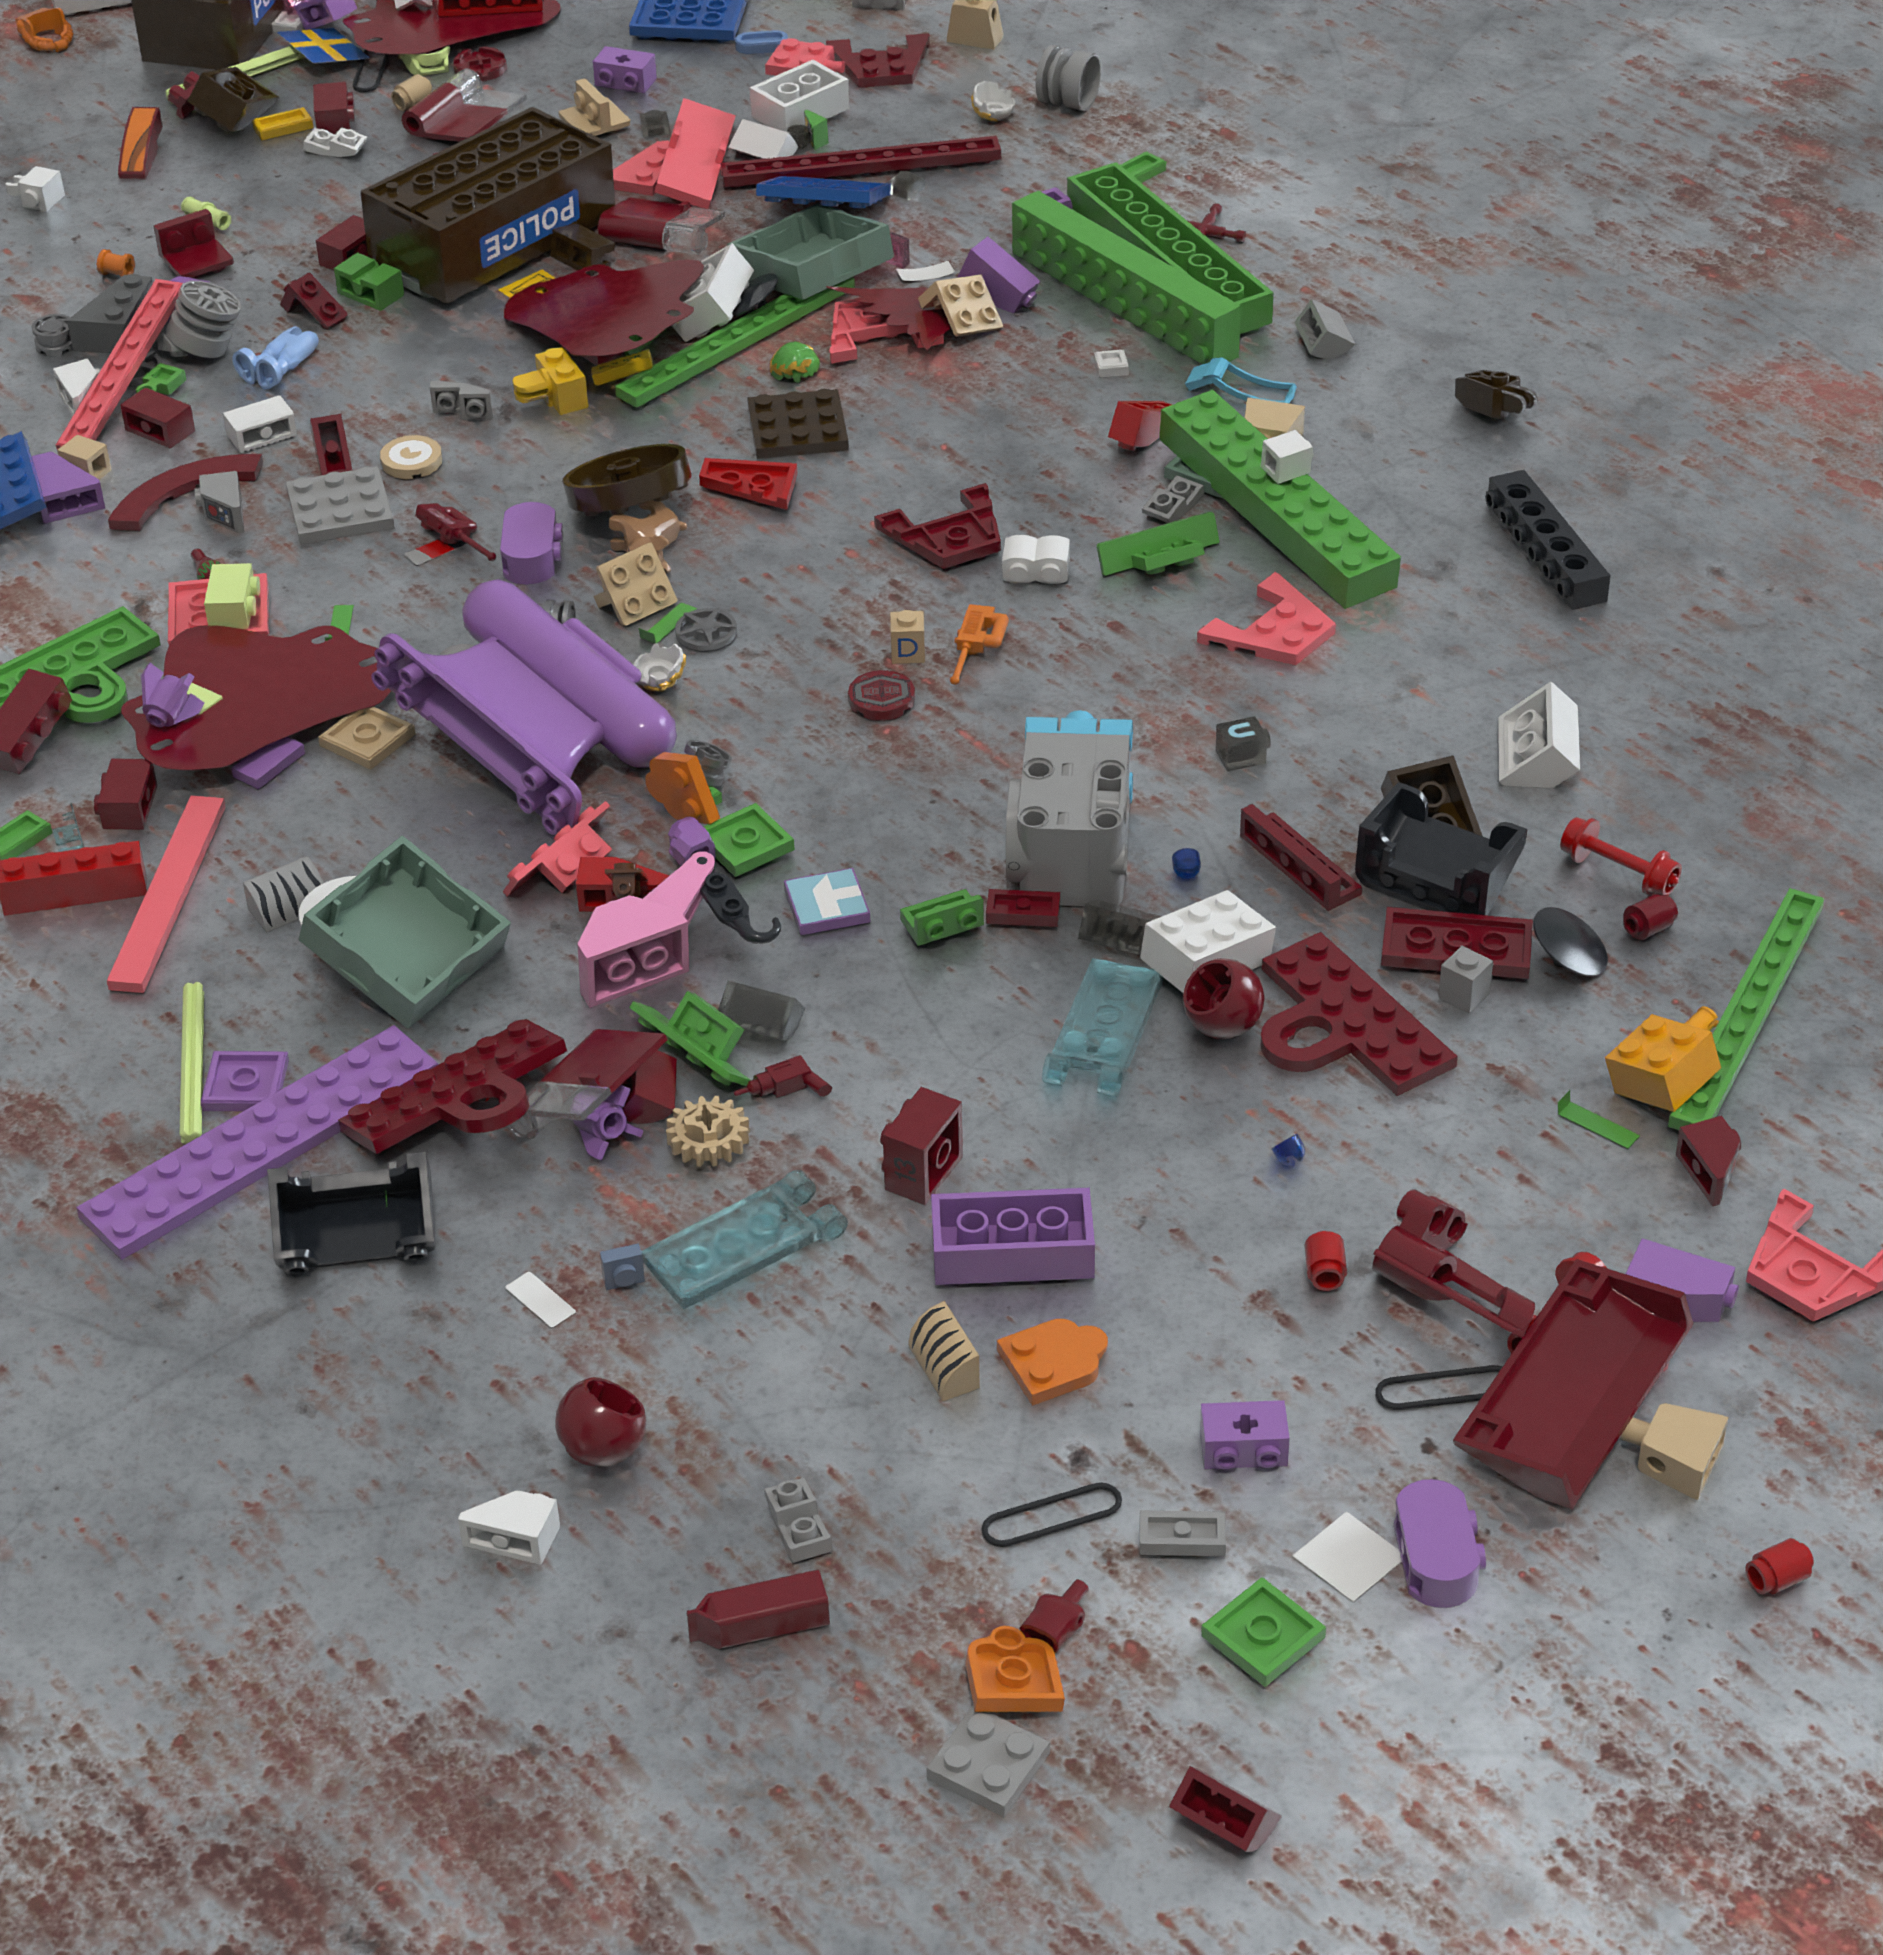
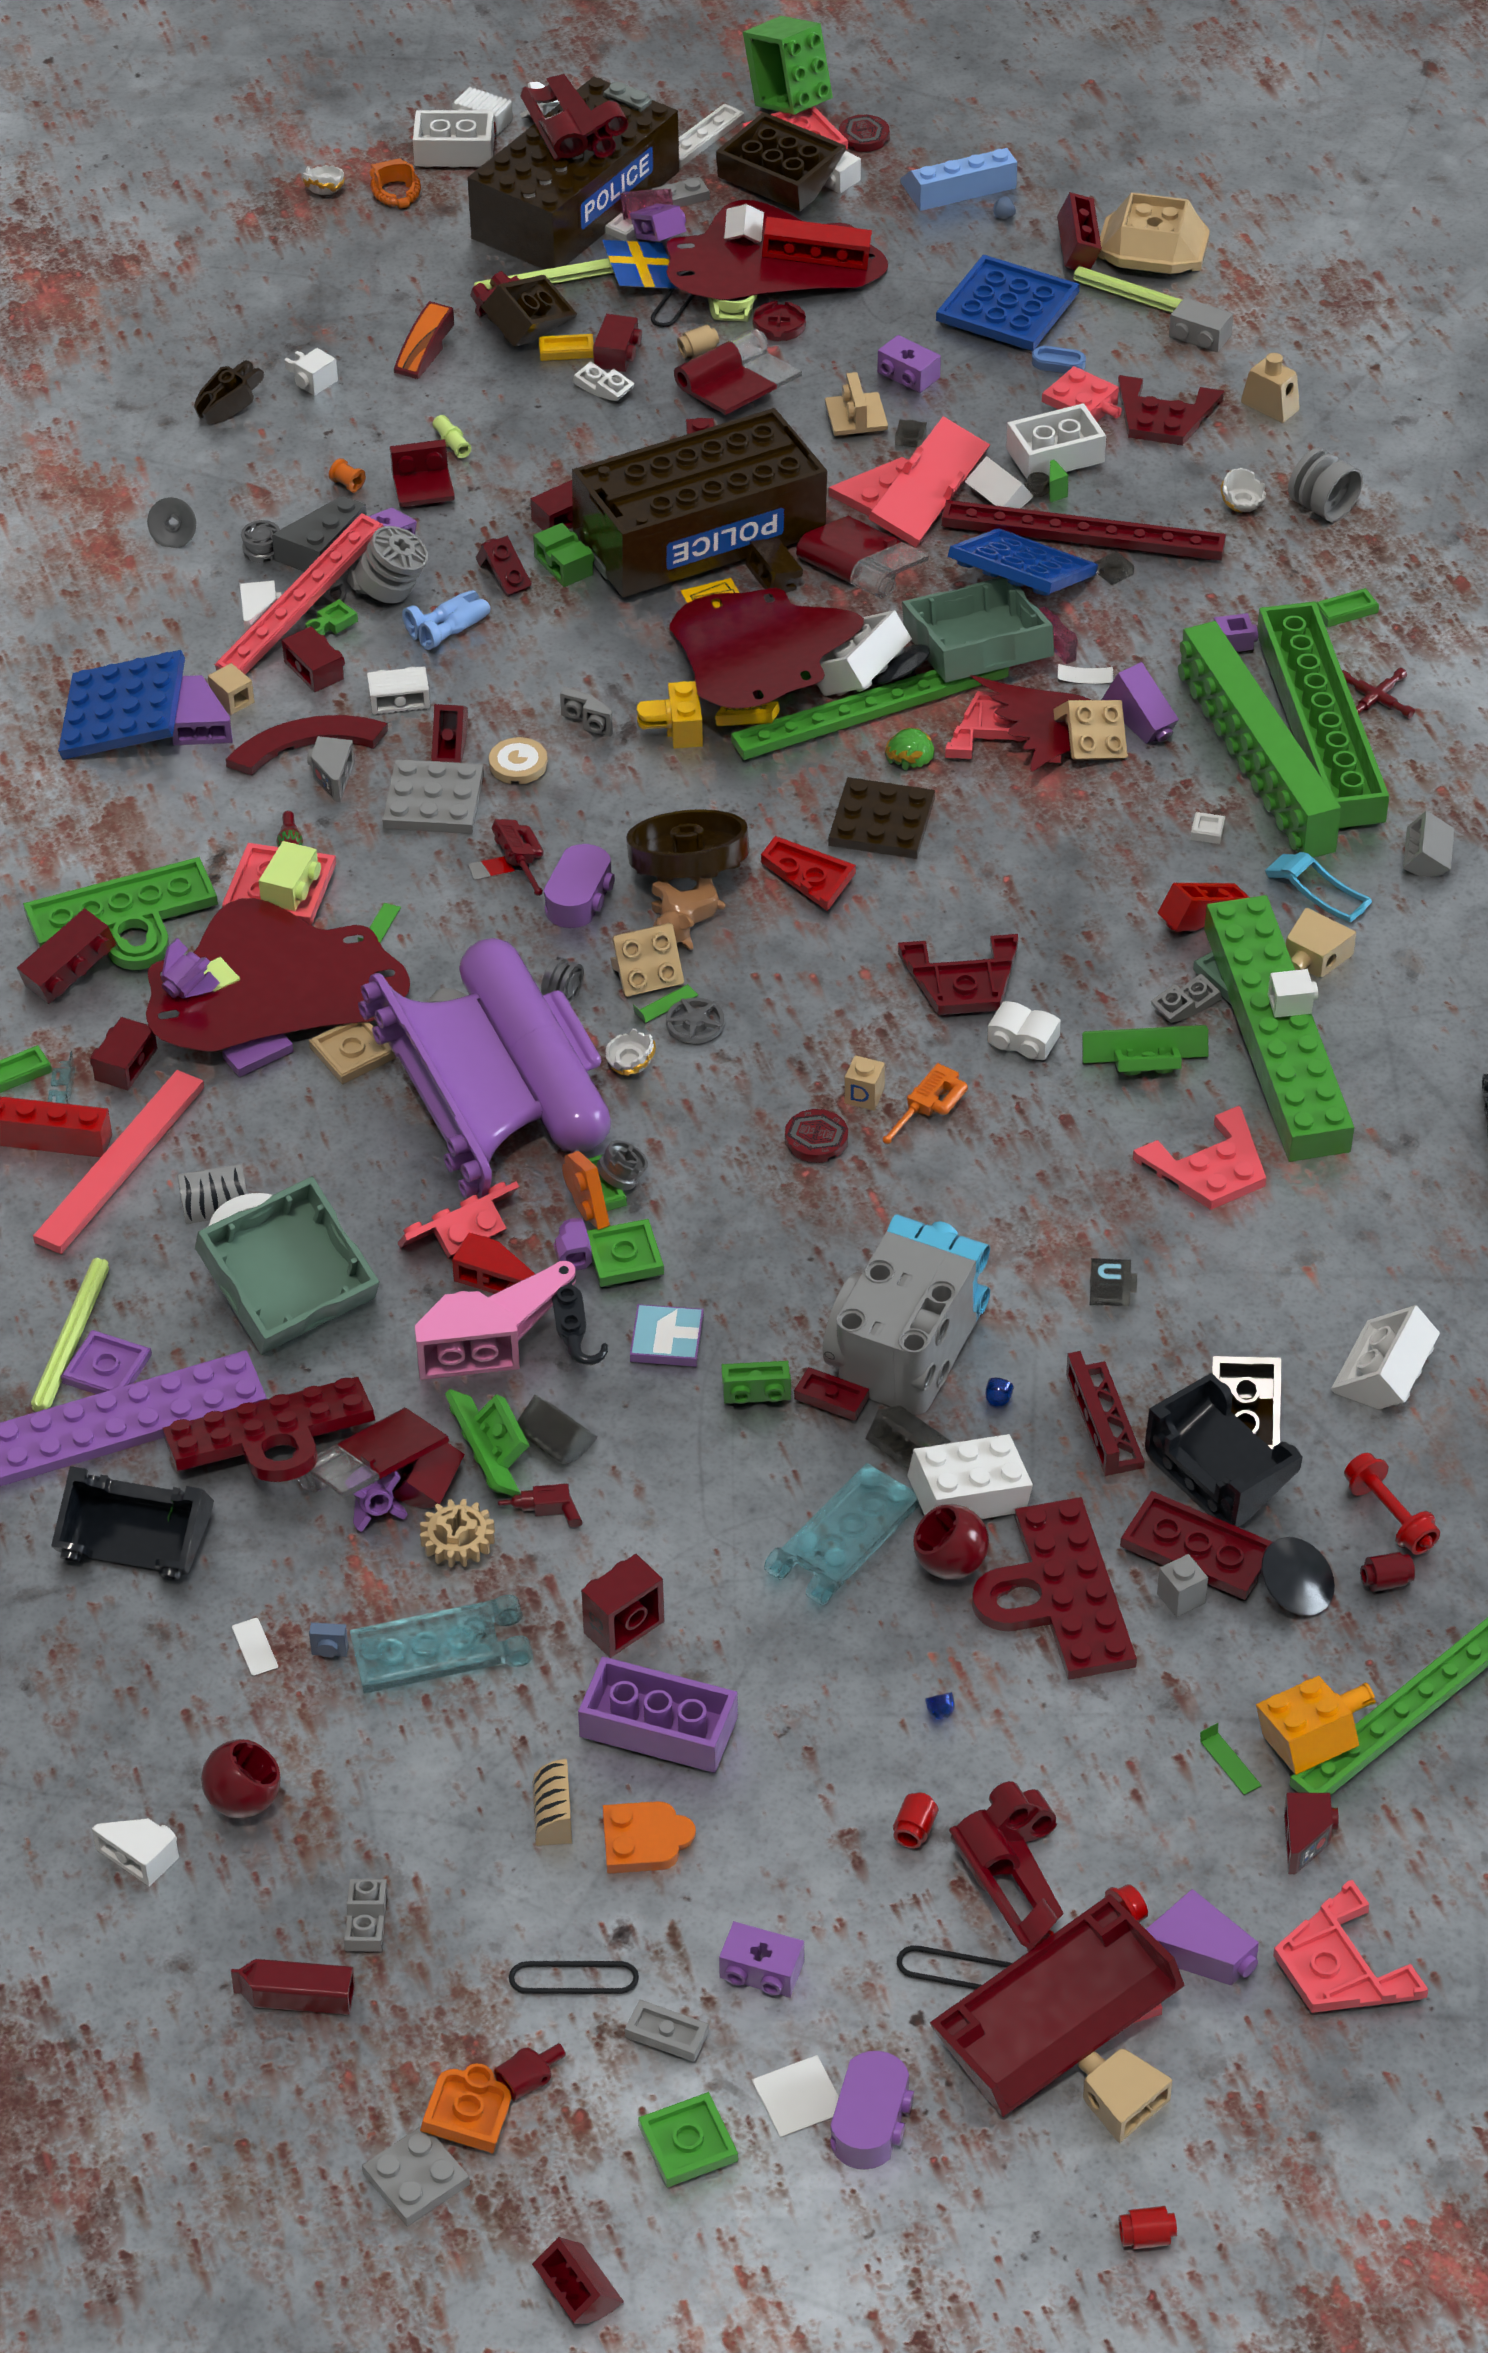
camera: 20 degrees right, 5 degrees up
(626, 879) = (487, 1274): reddish brown hinge -> none

